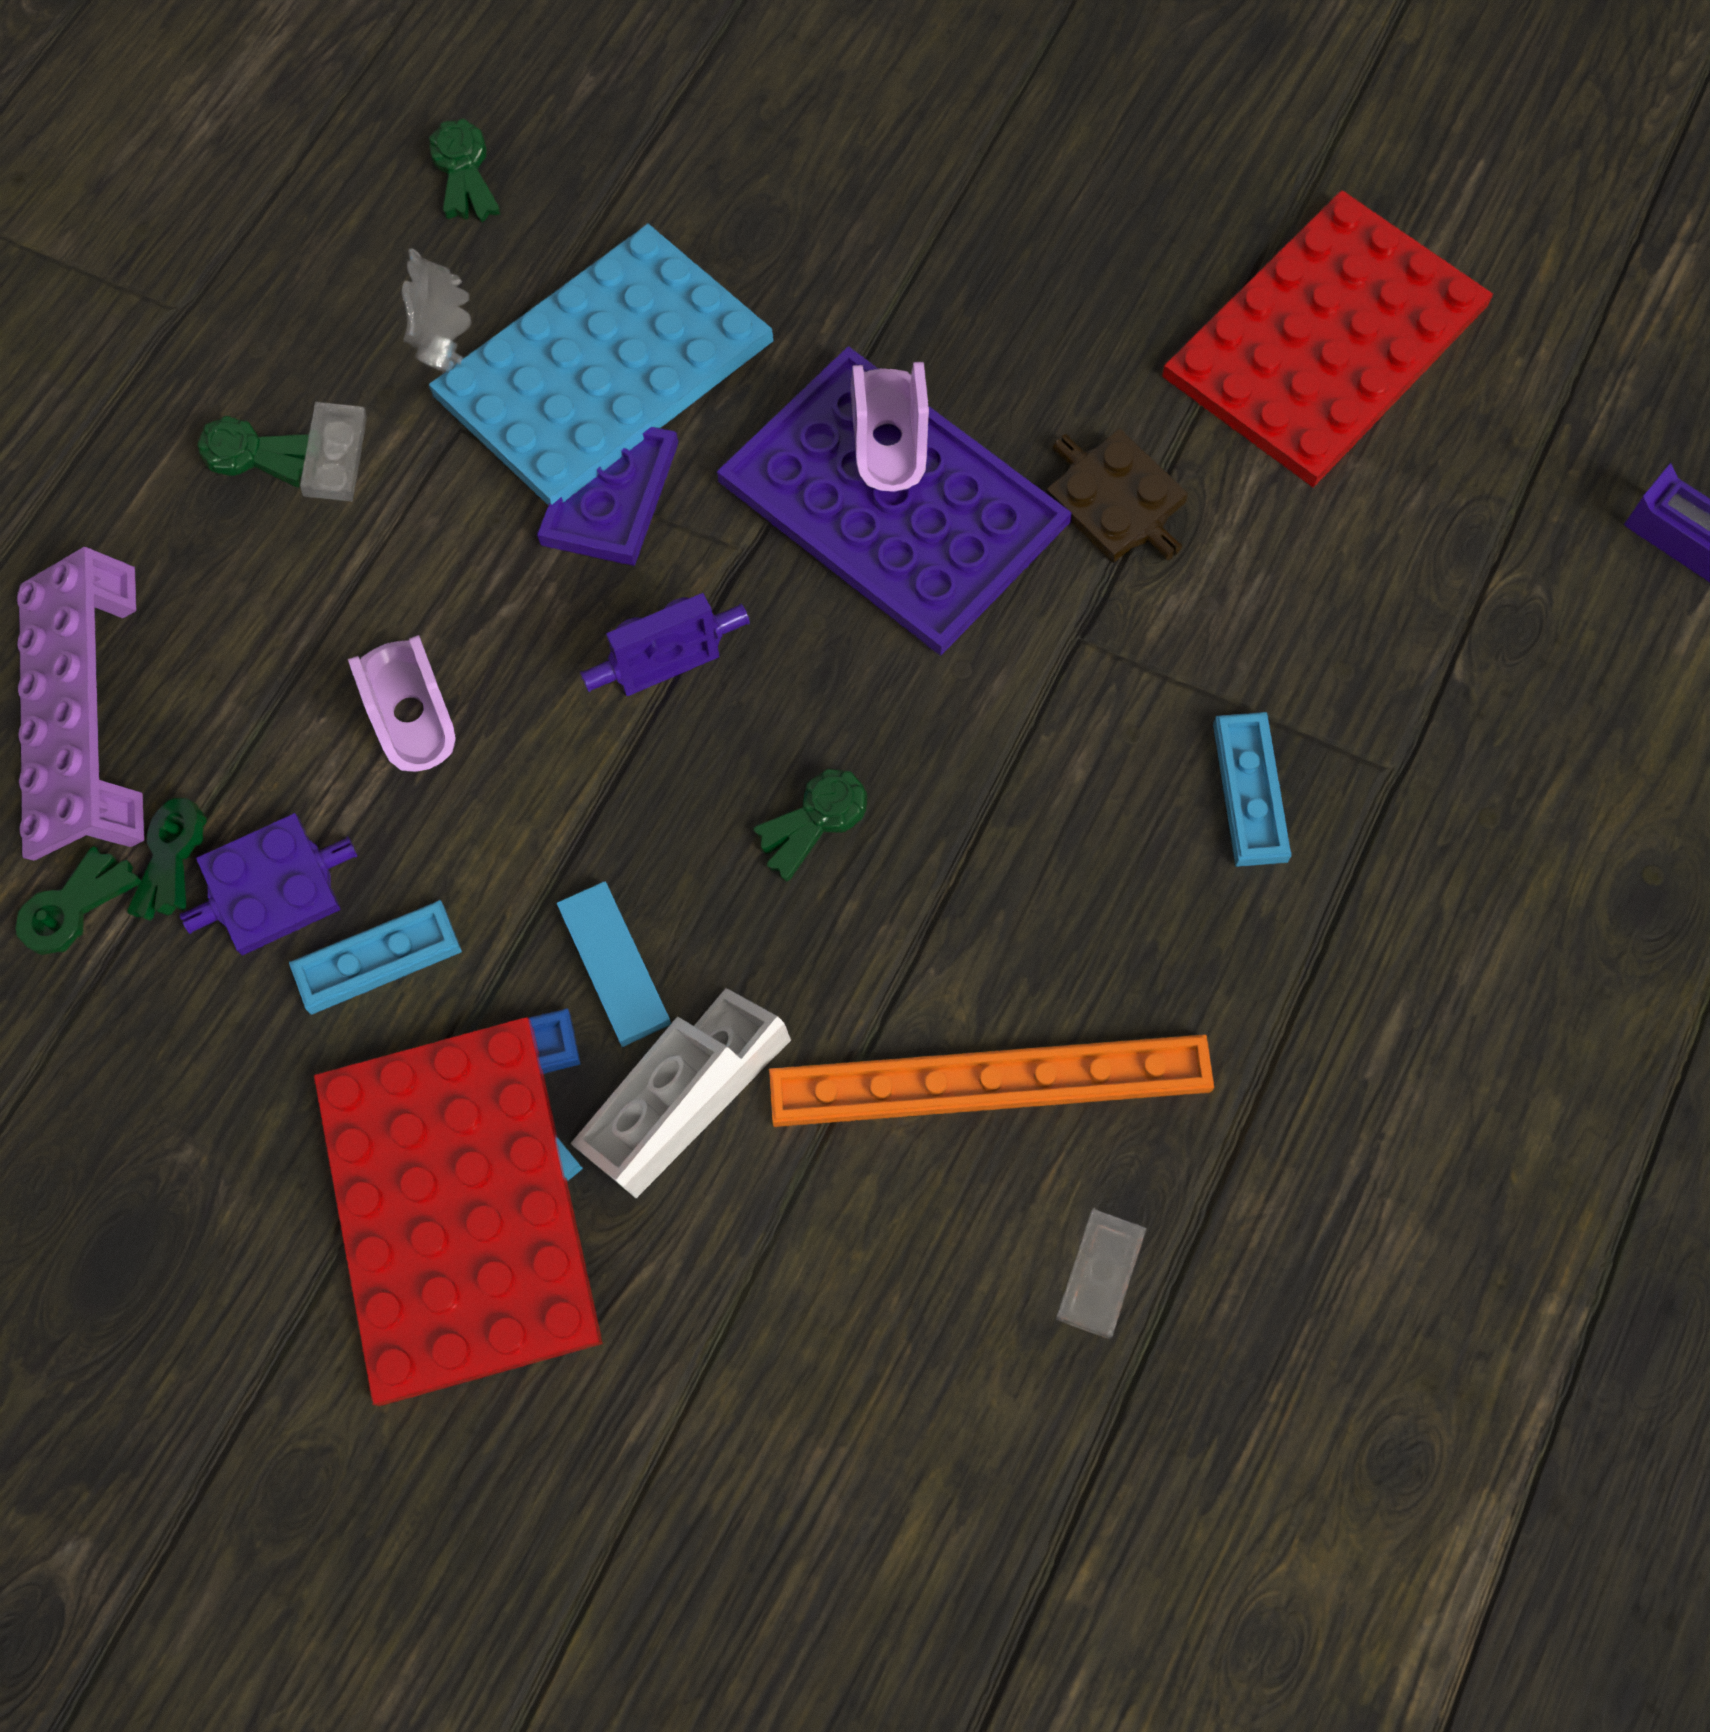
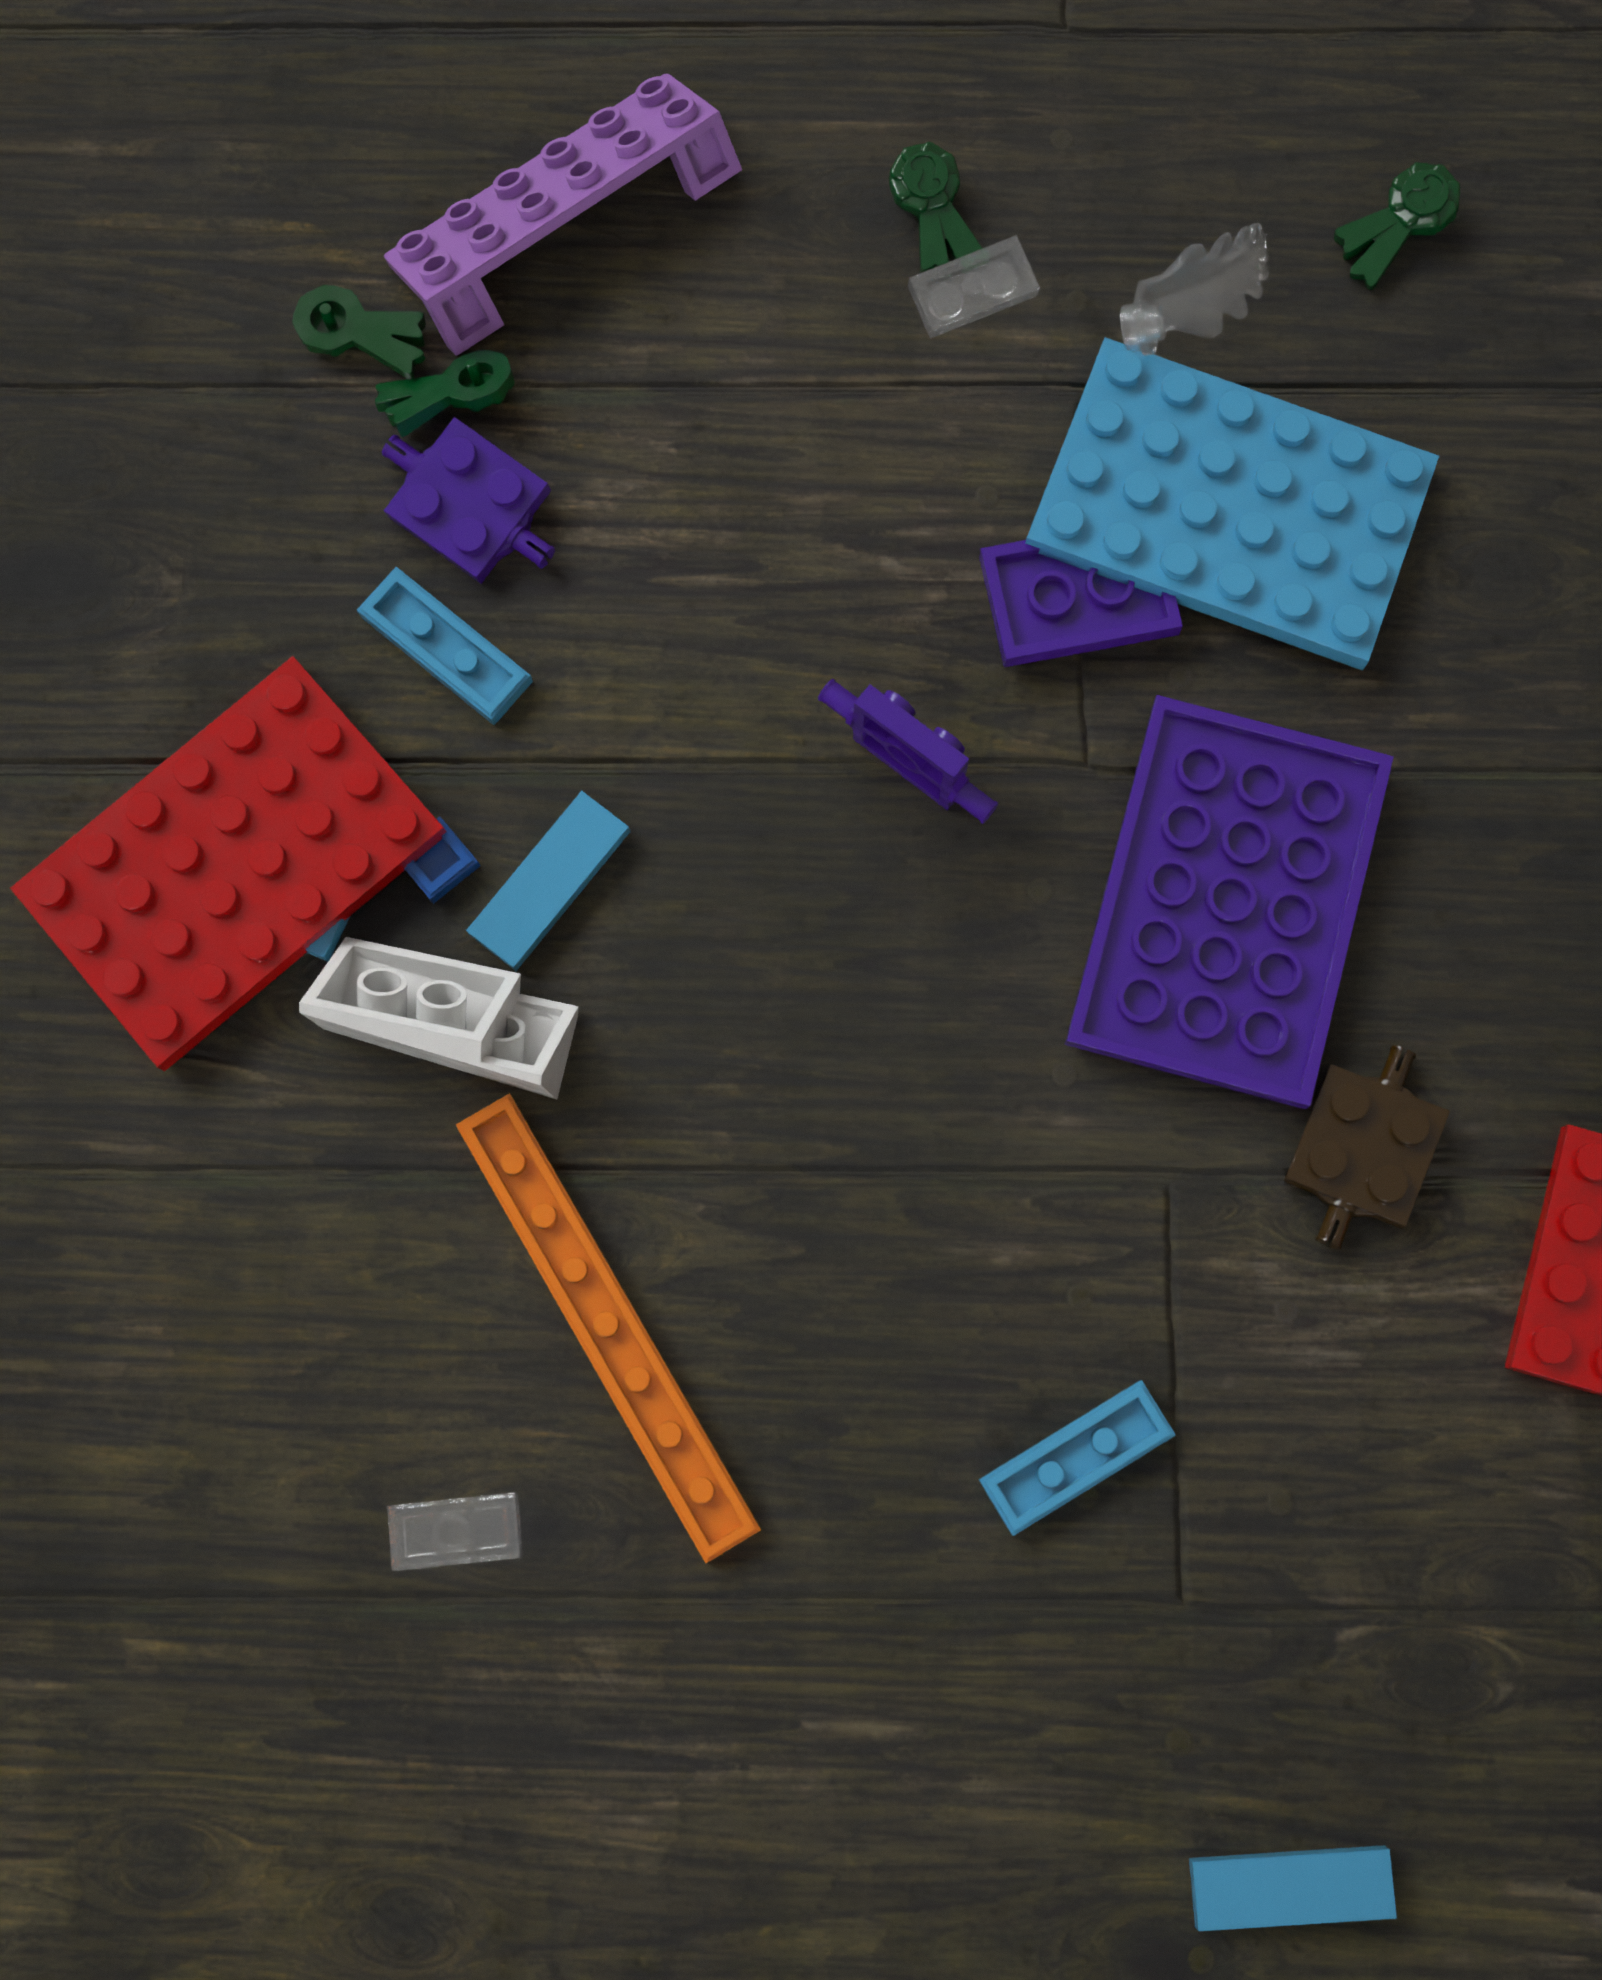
camera: 65 degrees right, 10 degrees up
(397, 673) = (743, 485): lavender piece -> none
(830, 804) = (829, 1012): dark green piece -> none
(893, 399) = (1332, 817): lavender piece -> none
(1626, 788) = (1292, 1888): none -> dark azure tile

